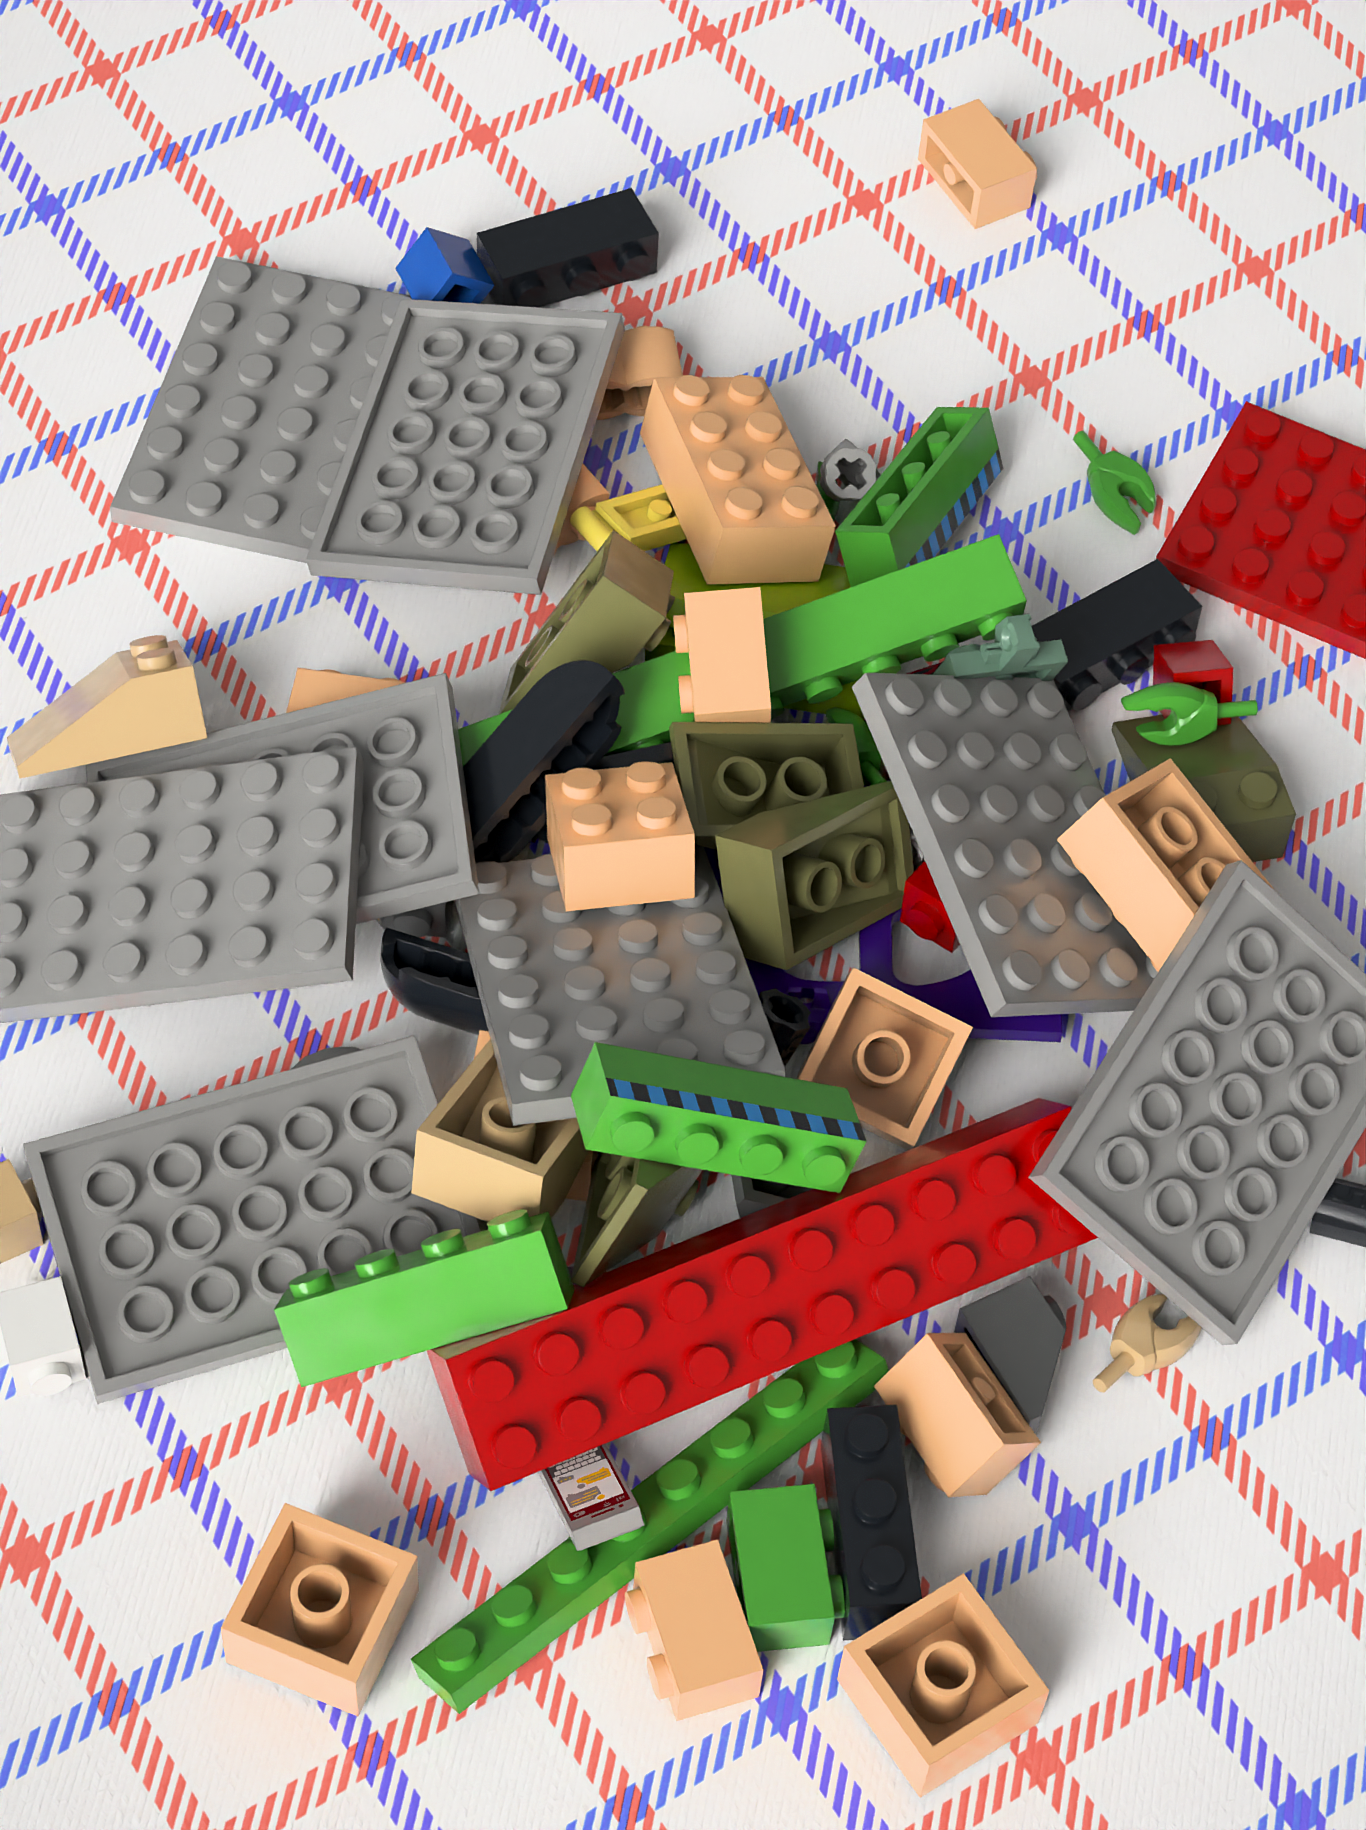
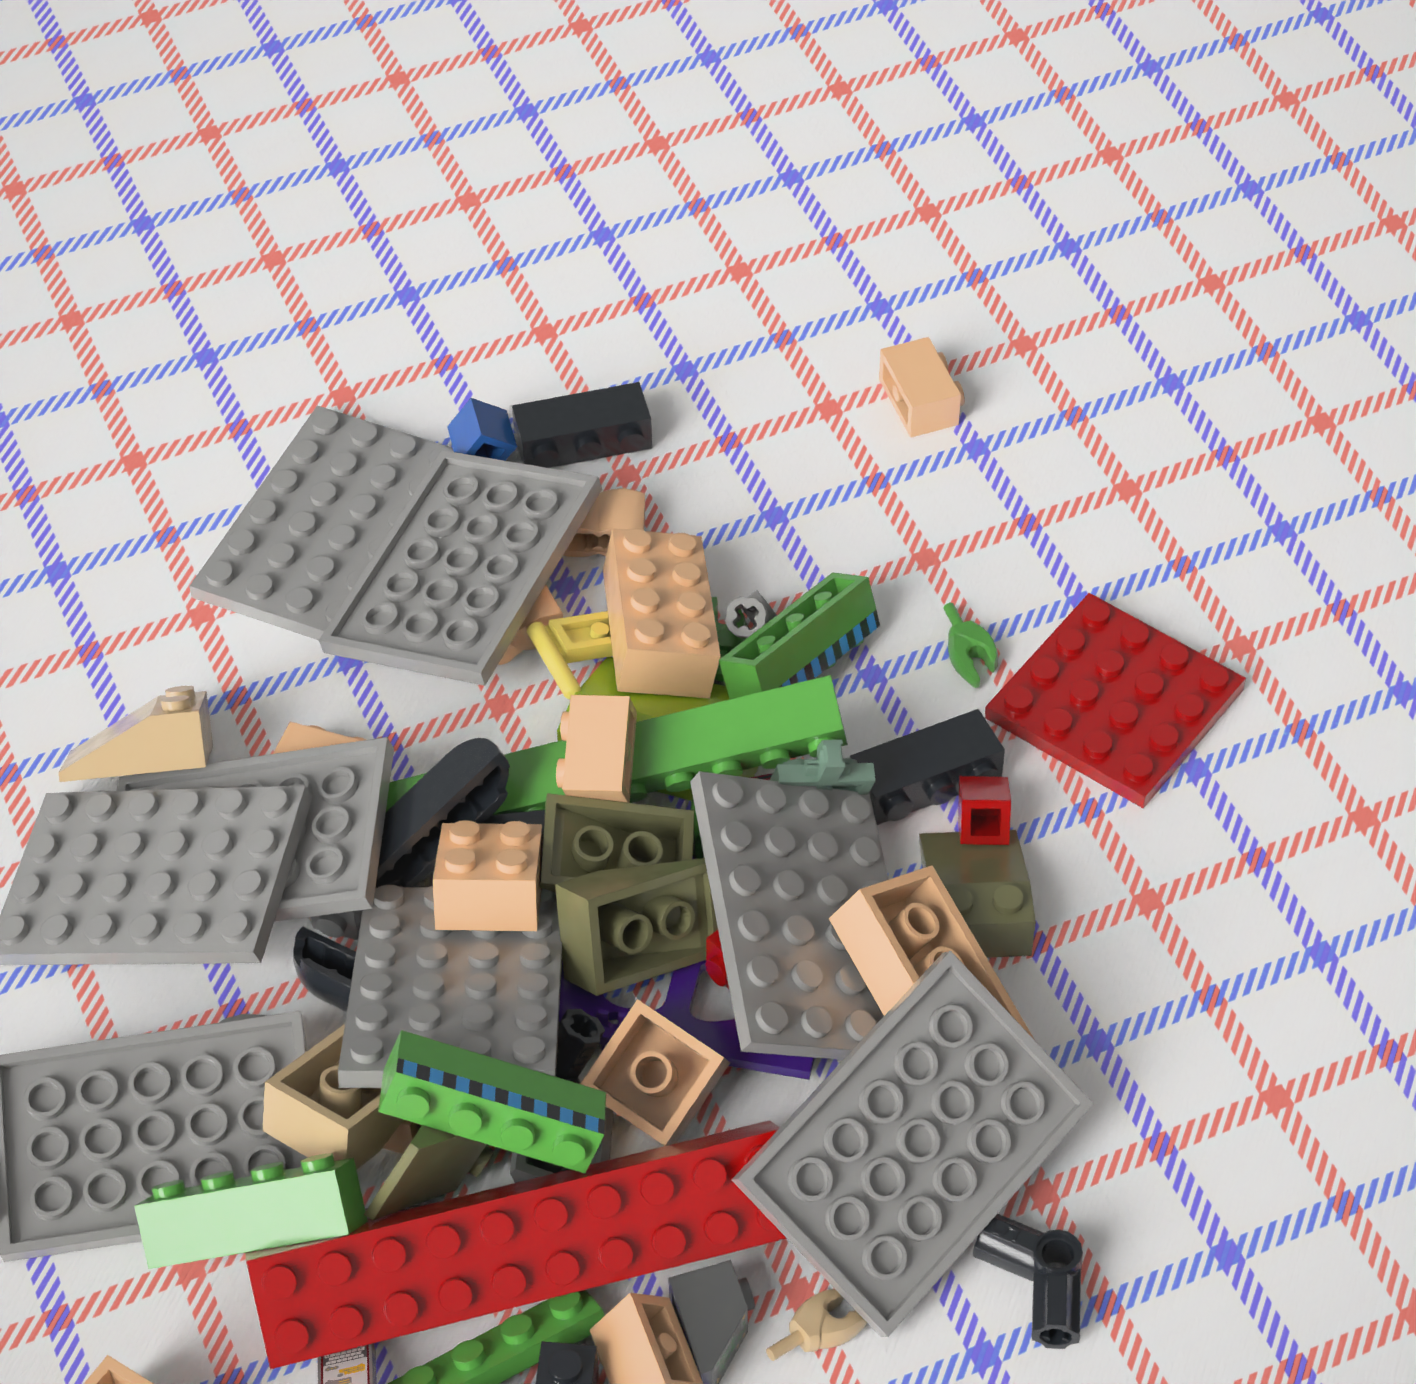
camera: 15 degrees right, 5 degrees down
(602, 618) = (527, 702): olive slope -> none
(1191, 715) = (973, 829): bright green hand -> none

